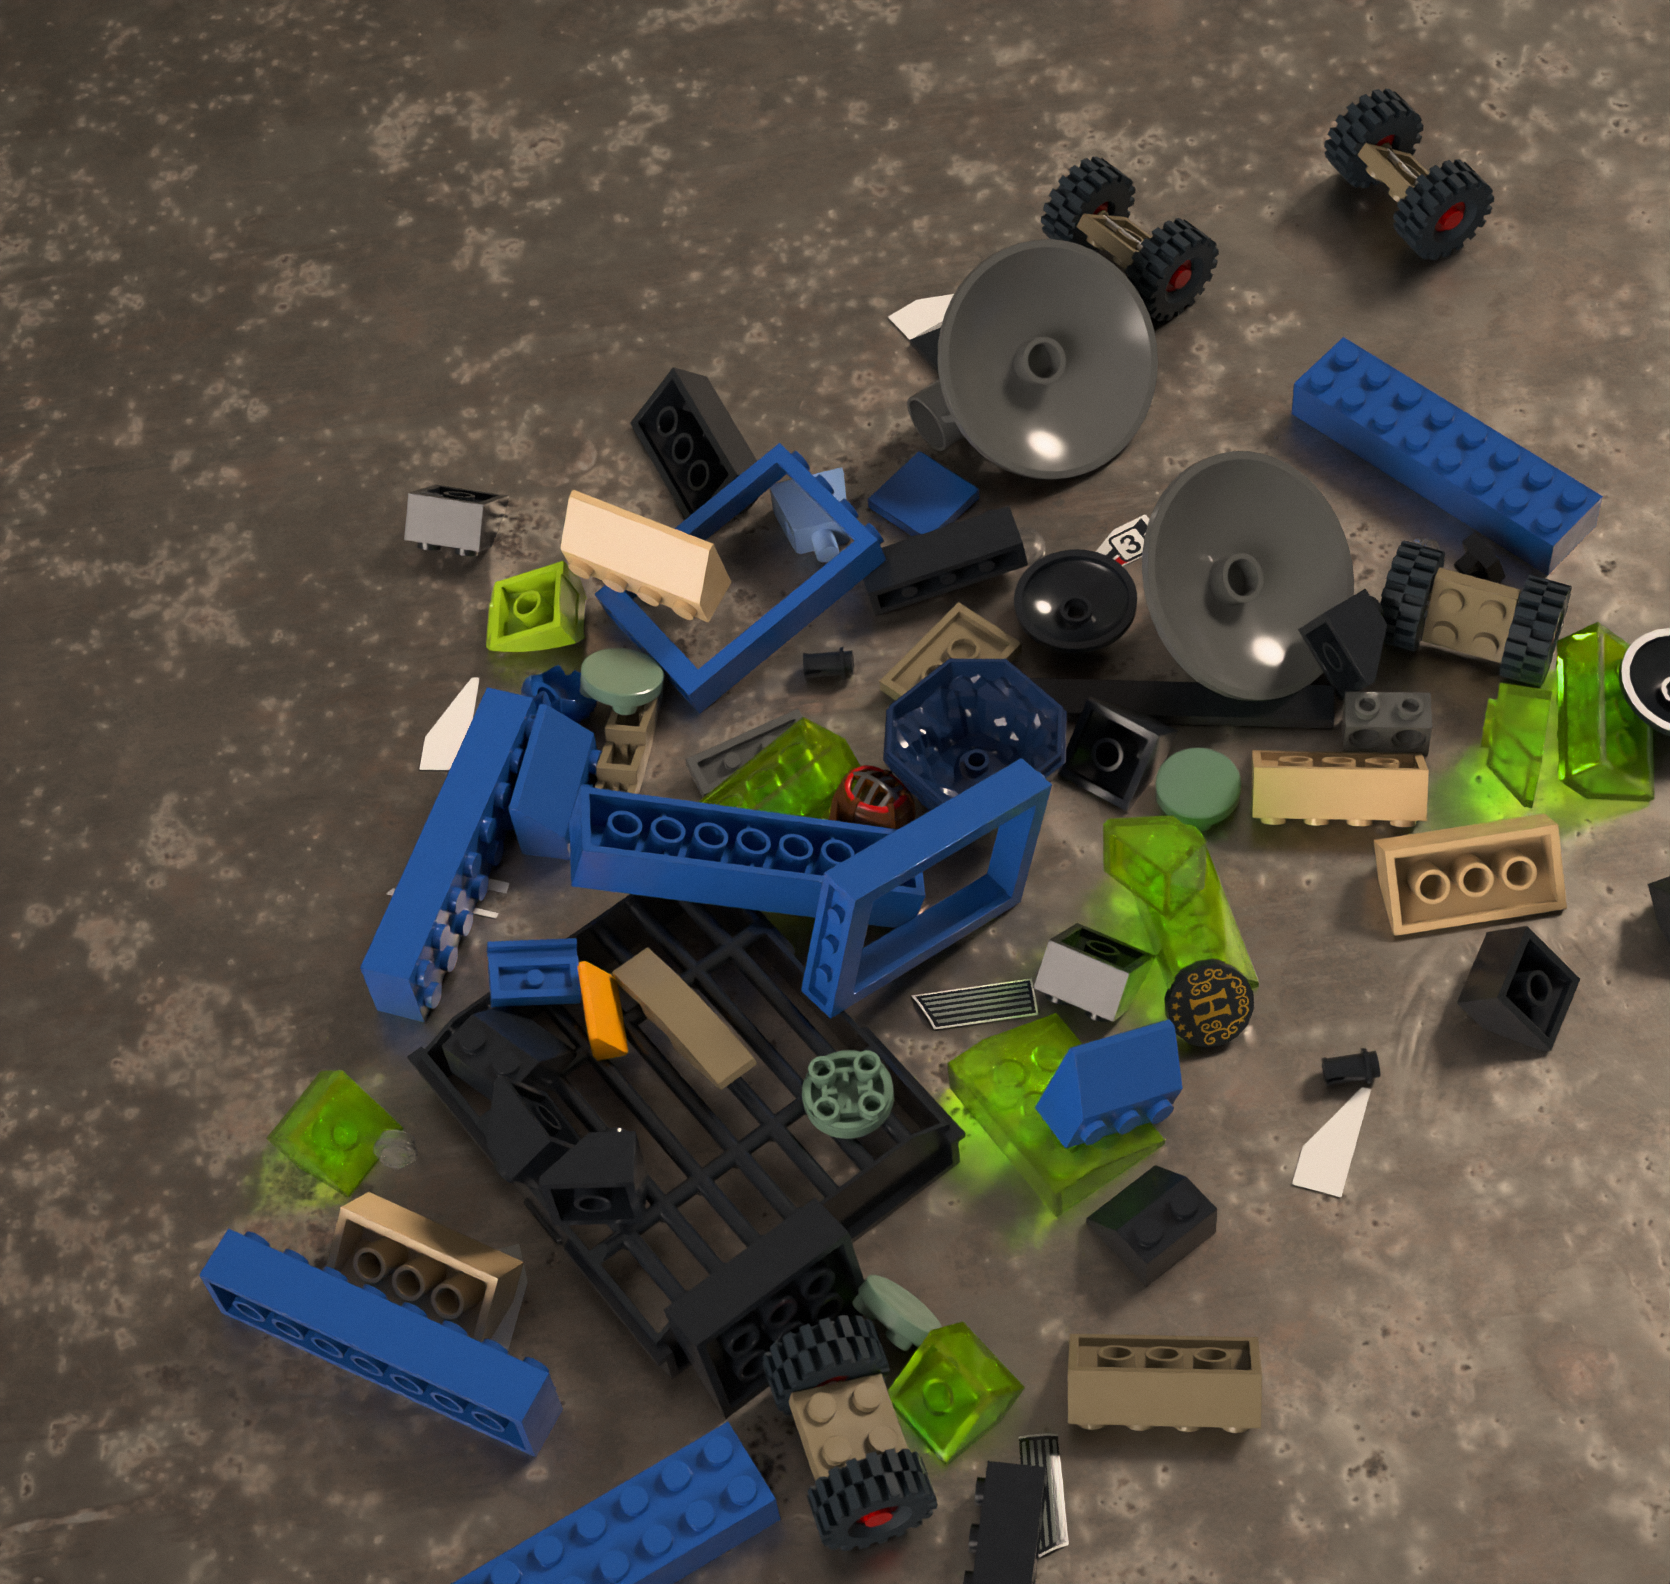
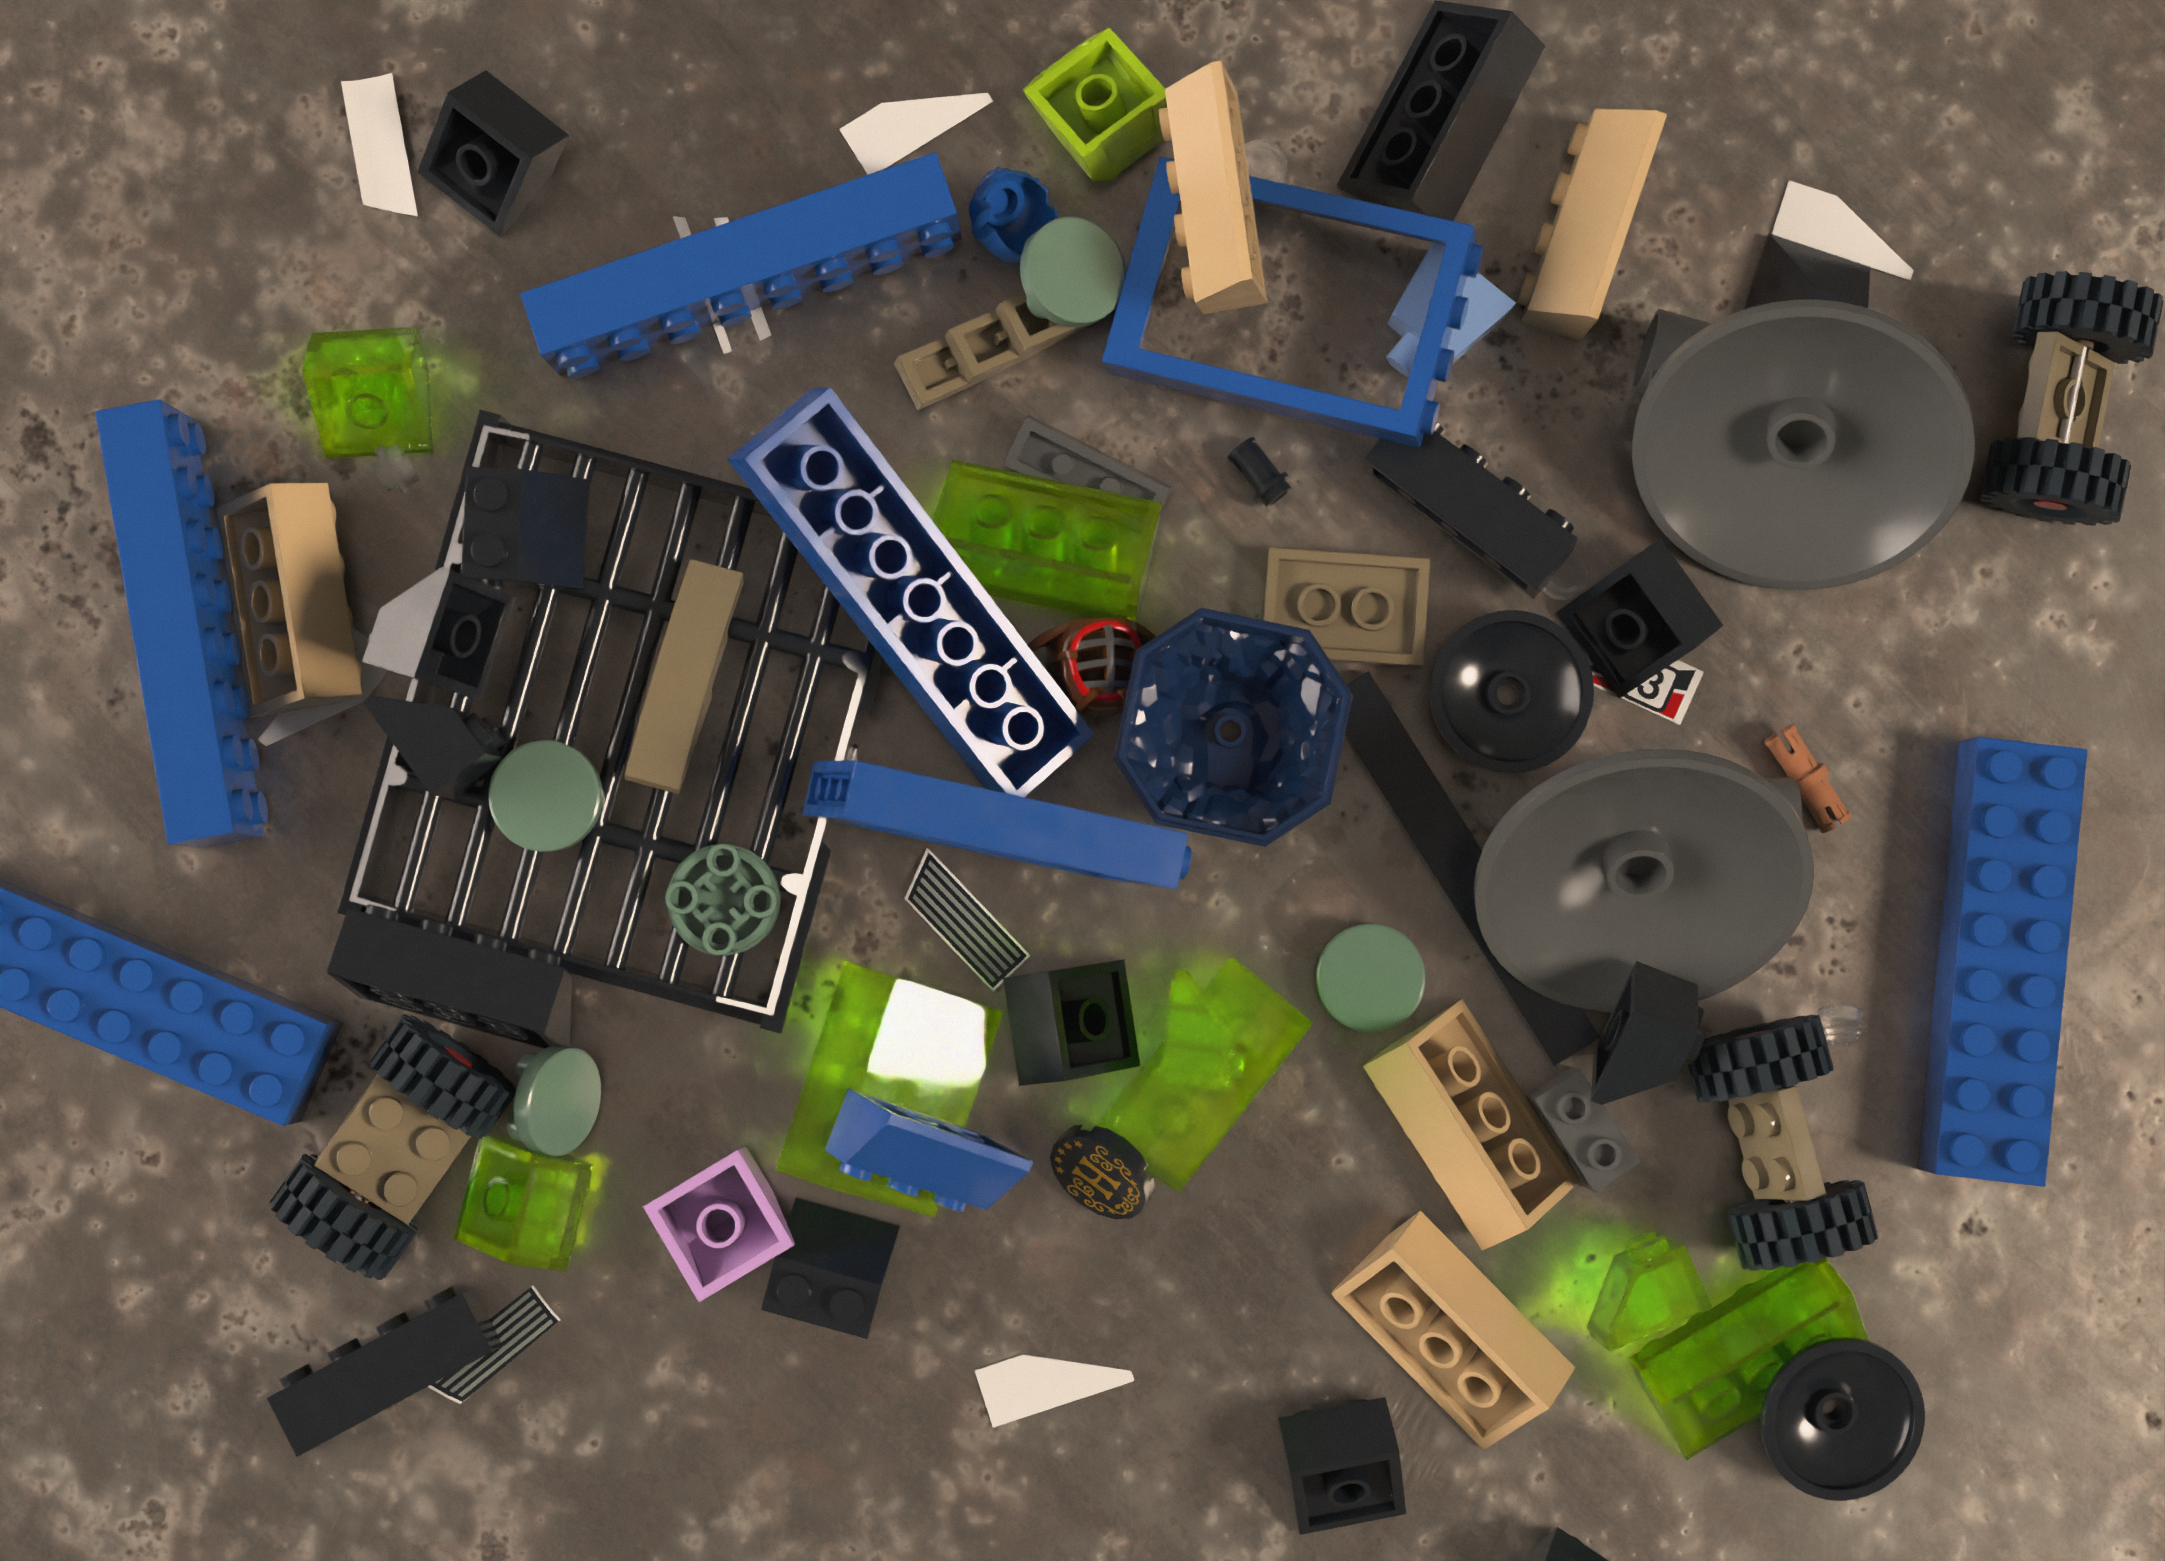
camera: 50 degrees right, 30 degrees up
(186, 1034) = (379, 144): none -> white sticker
(253, 964) = (491, 151): none -> black slope
(533, 972) = (629, 482): blue plate -> none
(554, 767) = (898, 303): blue slope -> none
(602, 1012) = (638, 584): light orange slope -> none
(691, 1154) = (545, 796): none -> sand green tile
(828, 407) = (1590, 220): none -> tan slope
(923, 496) = (1553, 412): blue tile -> none
(1065, 1258) = (721, 1223): none -> lavender slope
(1086, 516) = (1640, 618): none -> black slope
(1116, 751) = (1353, 865): black slope -> none
(1164, 1382) = (672, 1392): dark tan slope -> none
(1351, 1068) = (1137, 1352): black pin -> none
(1479, 560) = (1875, 1092): black tile -> none

